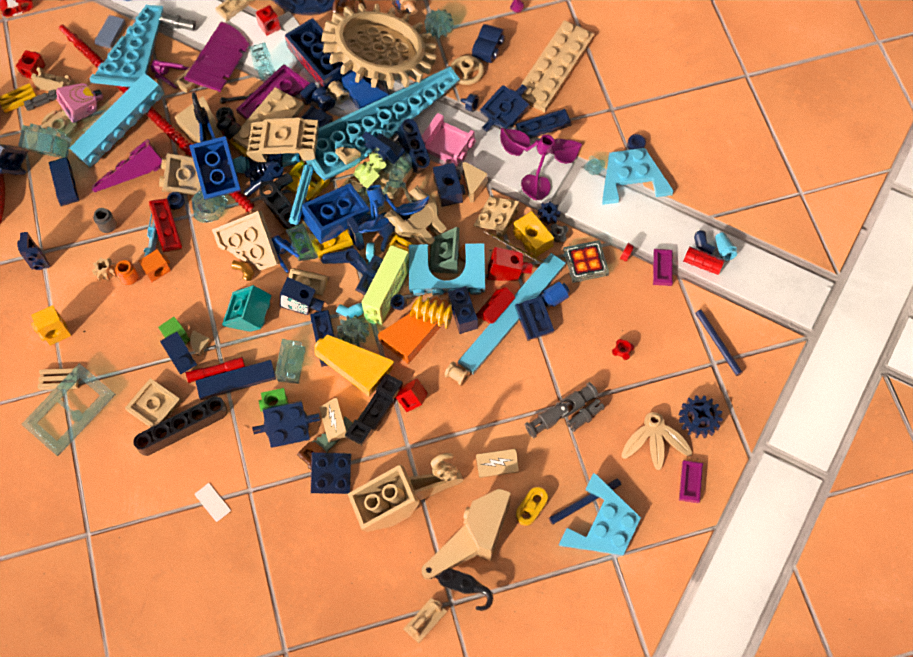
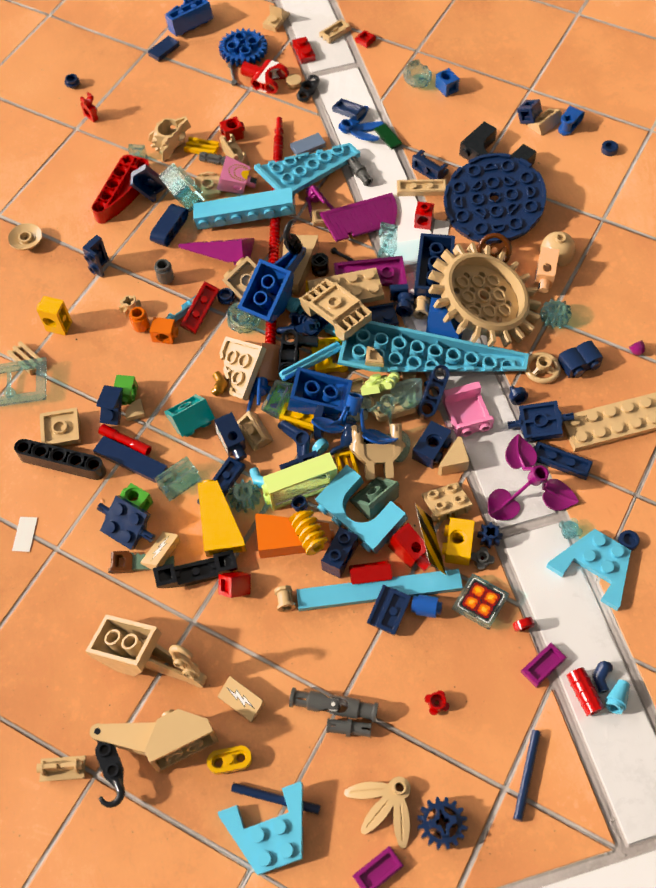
camera: 45 degrees right, 5 degrees down
(228, 126) = (312, 274): black wheel -> none
(330, 473) = (115, 587): dark blue hinge -> none
(383, 147) = (404, 373): dark blue bracket -> none

